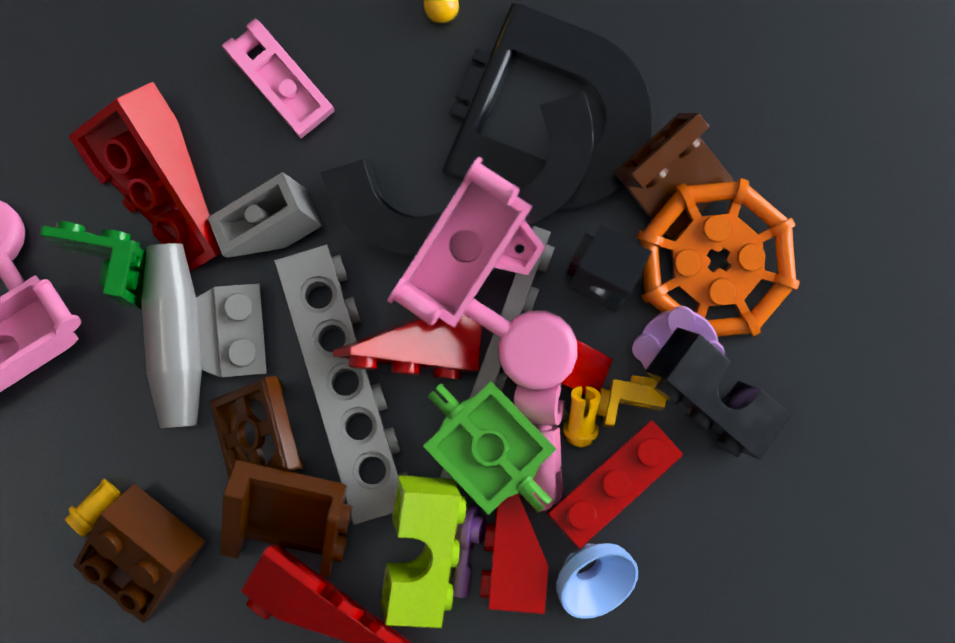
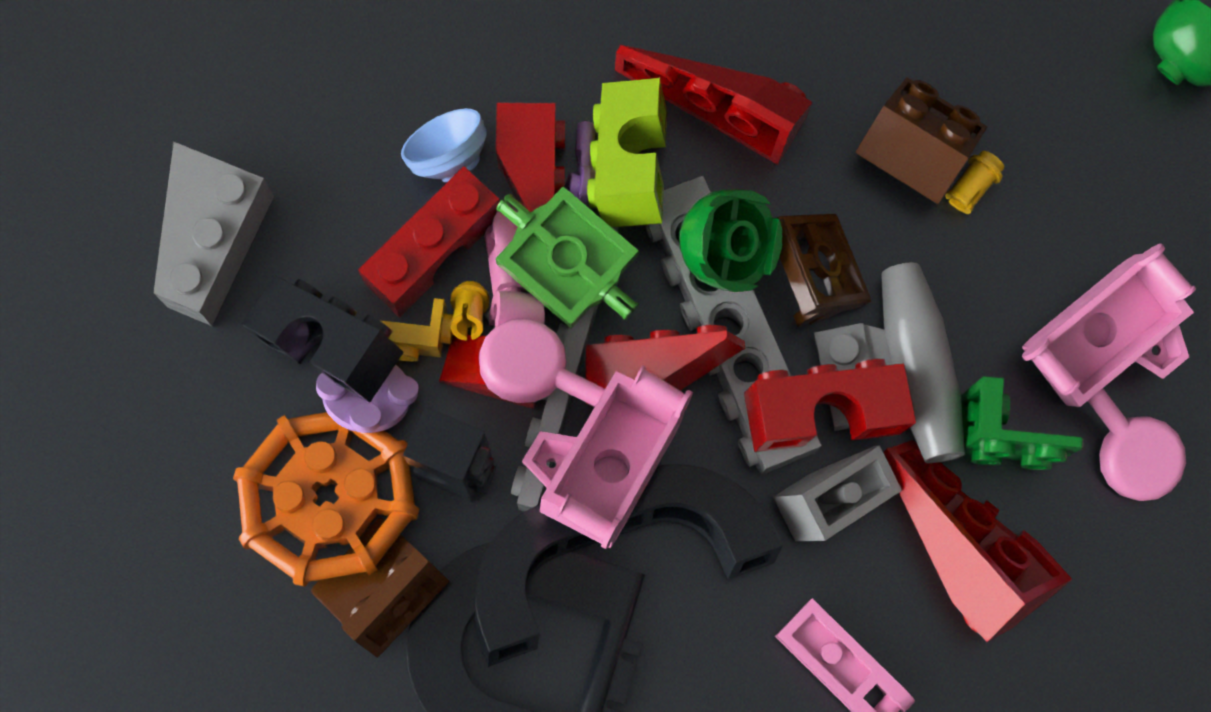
camera: 175 degrees right, 5 degrees down
(286, 512) = (790, 187): reddish brown panel -> none
(303, 289) = (870, 396): none -> red arch
(336, 444) = (731, 239): none -> green cylinder
(824, 511) = (206, 231): none -> light grey wedge

